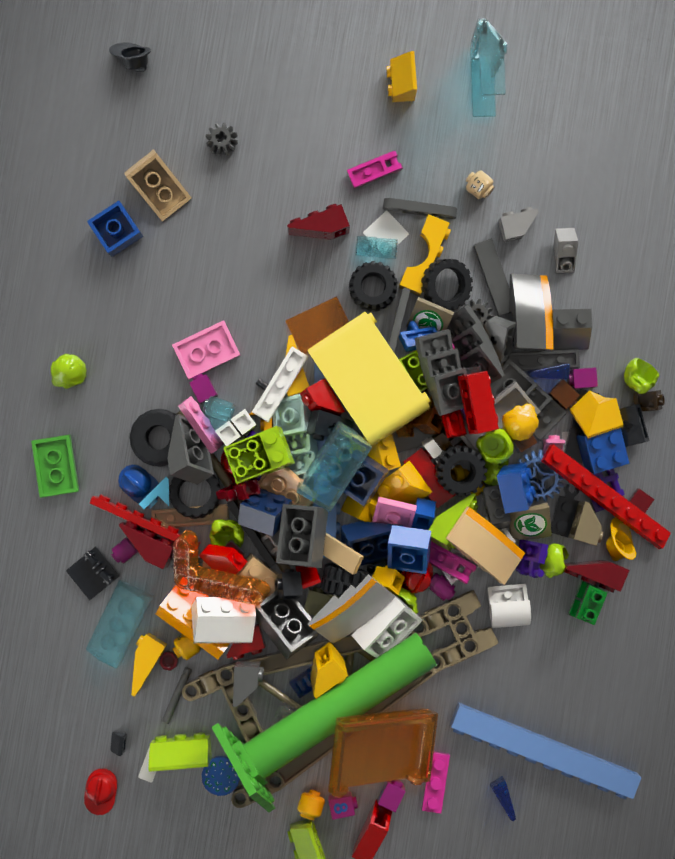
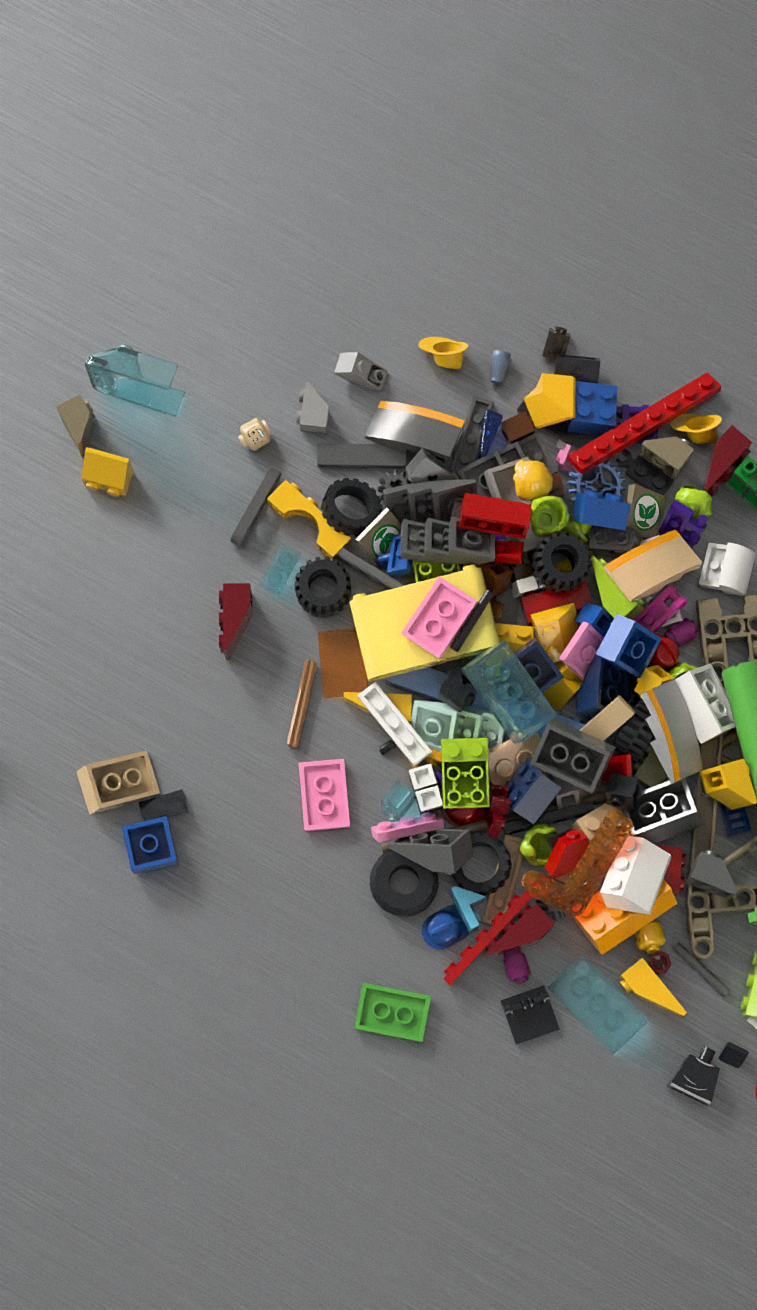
camera: 65 degrees left, 10 degrees down
(68, 371) = (290, 958): lime hair -> none
(89, 720) = (697, 1077): none -> black torso
(152, 227) = (163, 805): none -> black slope
(202, 387) = (366, 813): magenta brick -> none
(226, 143) = (86, 696): dark grey gear -> none
(272, 305) = (301, 703): none -> medium nougat axle
(321, 397) = (427, 681): red slope -> none
(374, 169) = (193, 541): dark pink plate -> none
(374, 388) = (439, 617): none -> bright pink plate
(381, 415) = (472, 620): none -> black bar
(386, 227) = (262, 551): white sticker -> none
(435, 38) = (78, 420): none -> dark tan slope
(571, 328) = (449, 393): dark grey slope -> none
(583, 378) = (507, 401): magenta brick -> none
(608, 311) = (445, 351): none -> yellow piece
(612, 361) = (499, 366): none -> sand blue cone
(640, 375) = (526, 342): lime hair -> none
(641, 500) = (660, 389): dark red tile -> none

